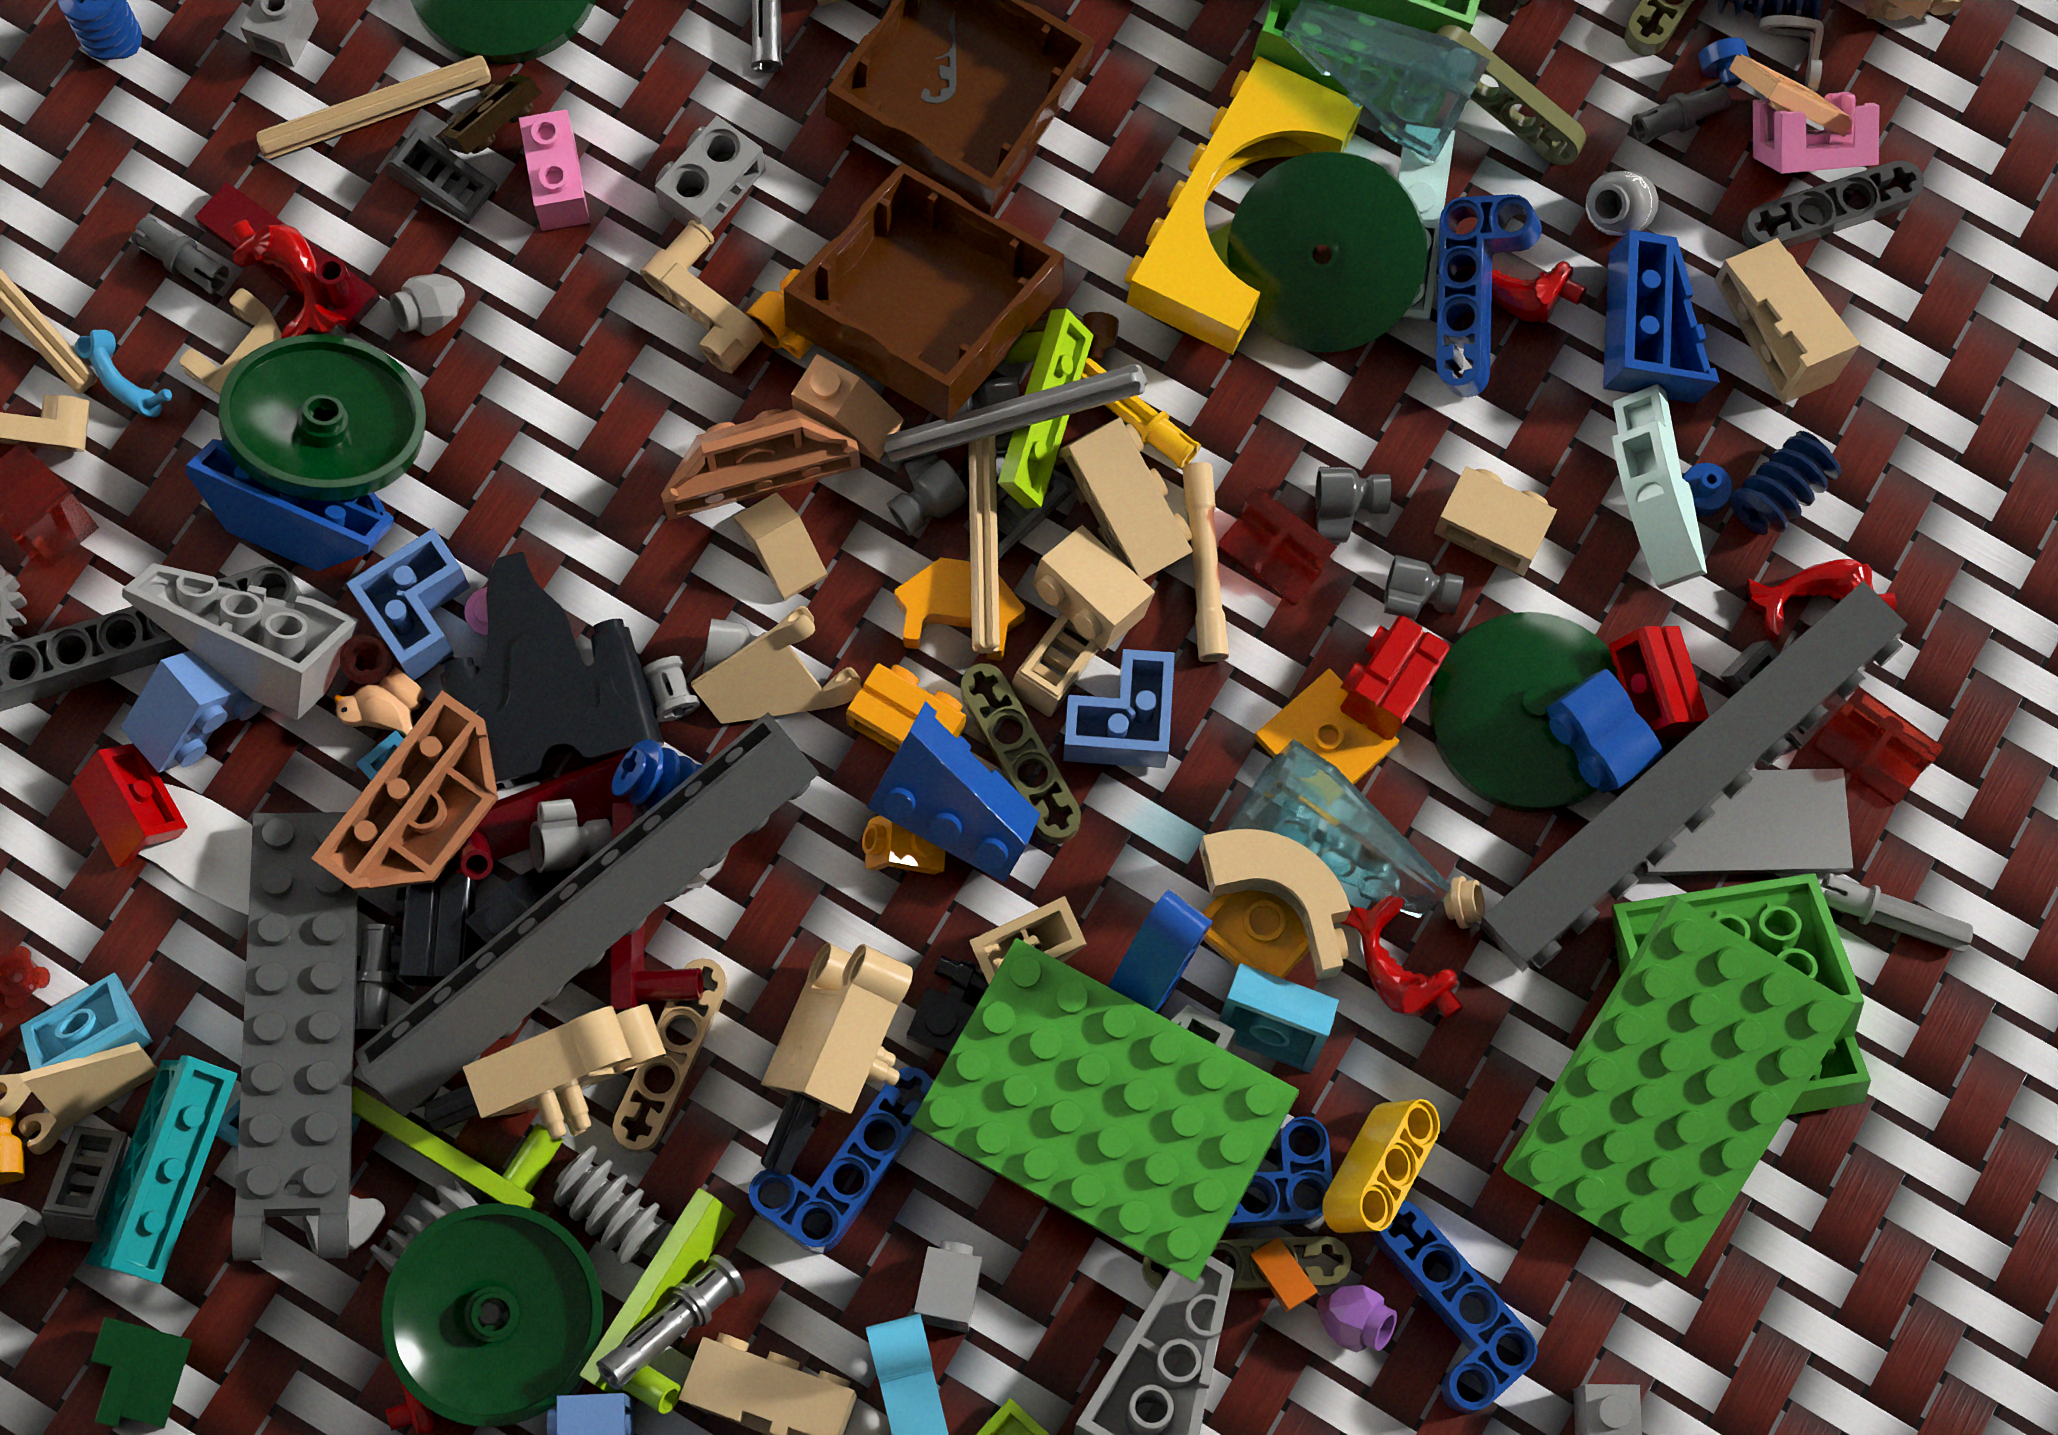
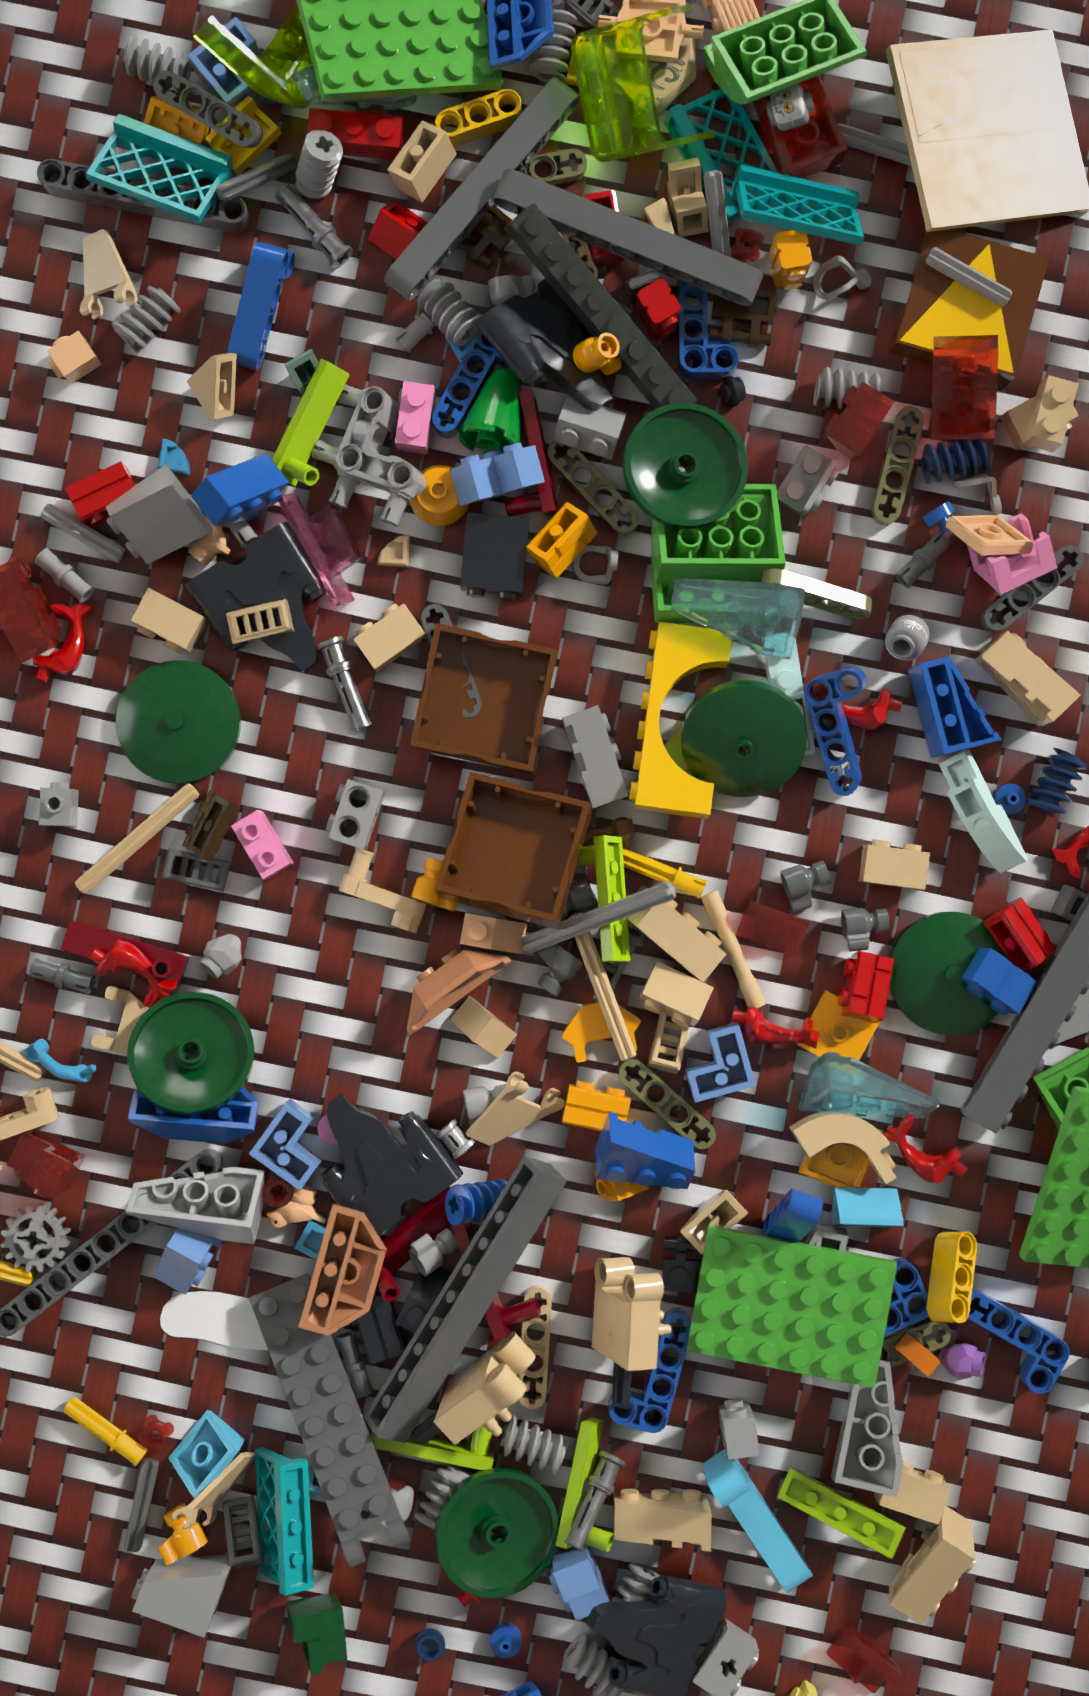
camera: 20 degrees left, 15 degrees up
(127, 802) = (175, 1315): red panel -> none
(1096, 207) = (596, 756): none -> light grey wedge
(1206, 693) = (762, 1031): none -> red animal
(1465, 902) = (949, 1103): tan plate -> none

